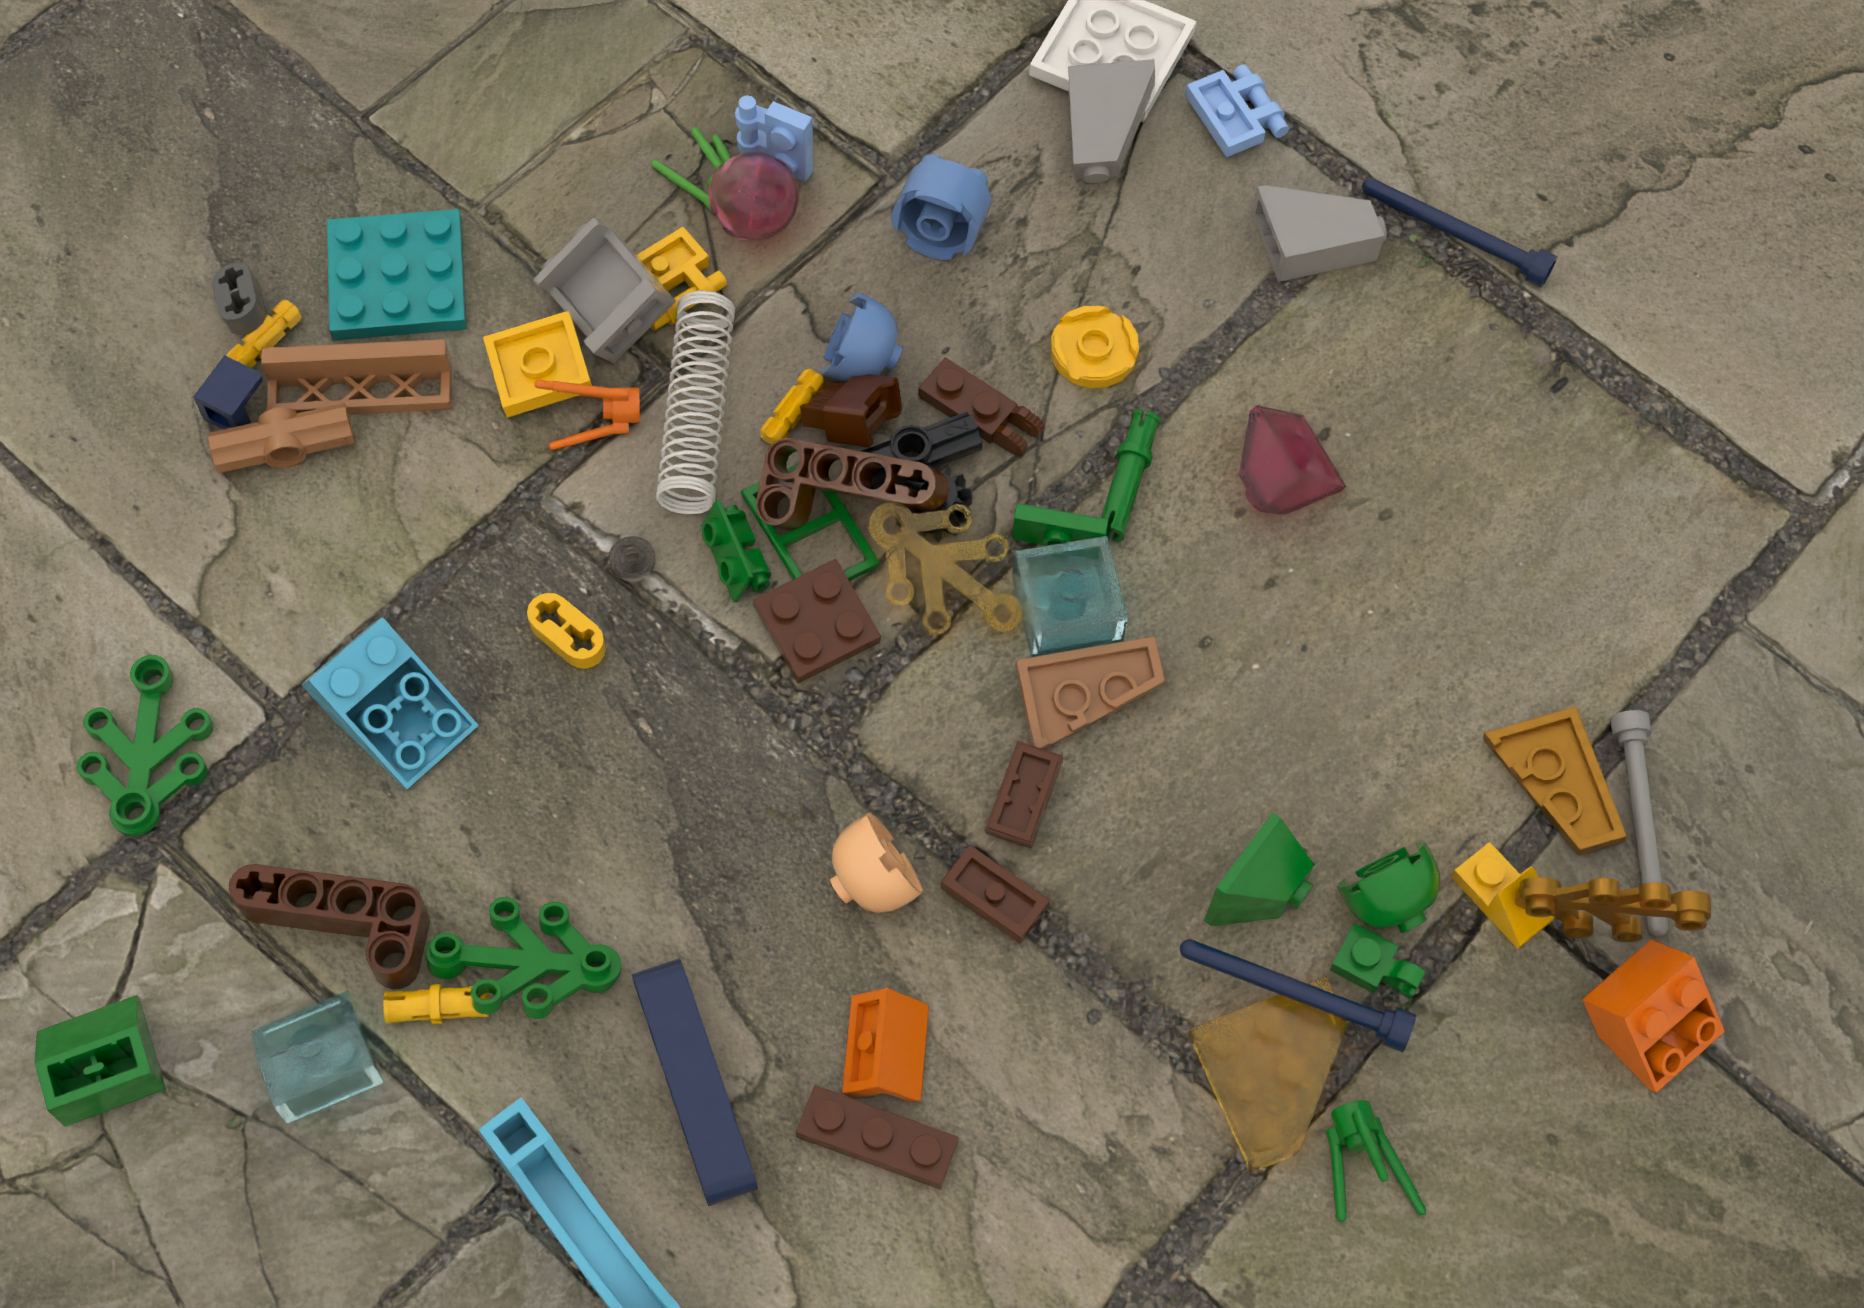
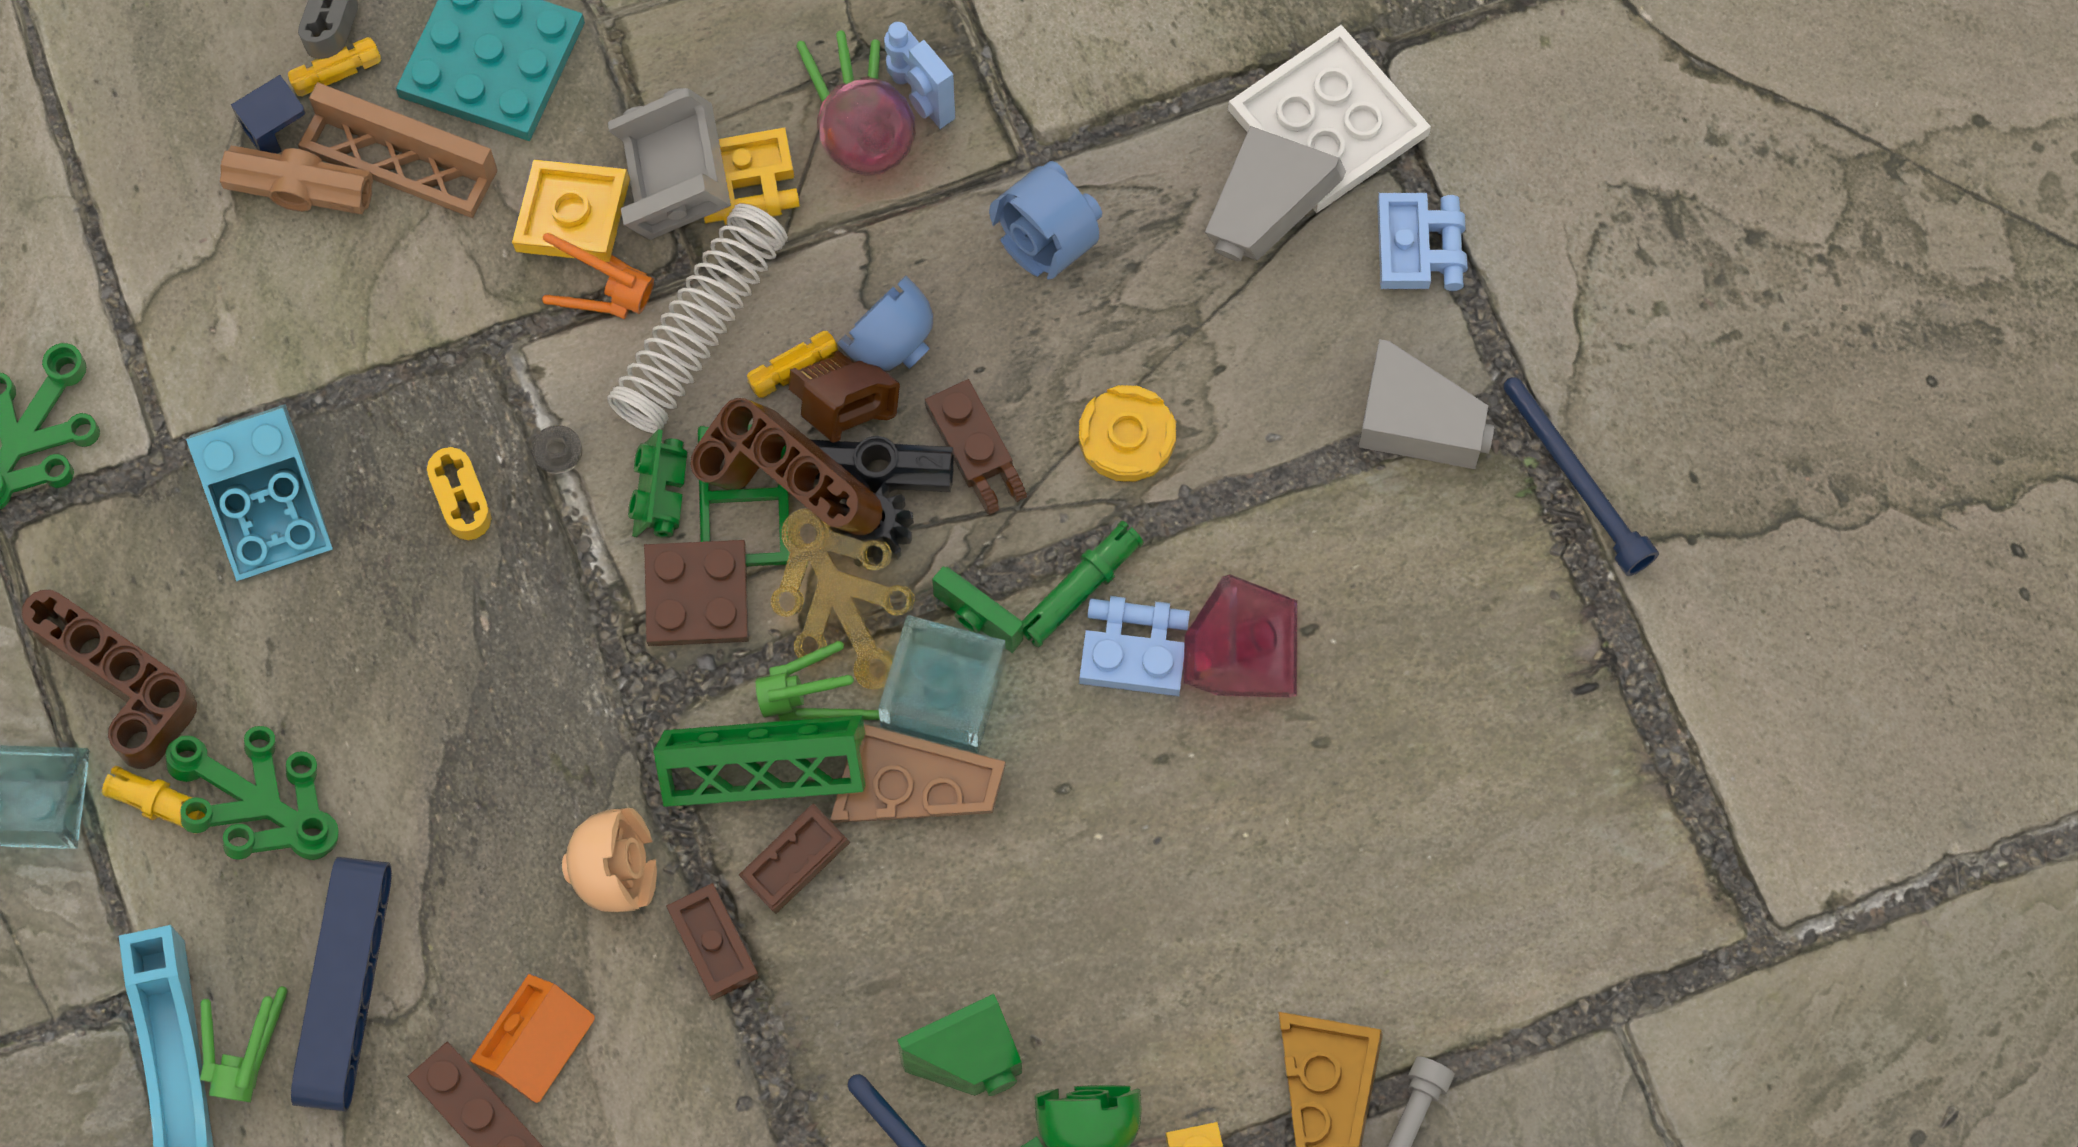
camera: 30 degrees right, 5 degrees up
(643, 1203) = (238, 1075): none -> bright green plant
(937, 667) = (782, 693): none -> bright green plant
(947, 711) = (760, 743): none -> green fence
(1203, 517) = (1134, 661): none -> light blue plate

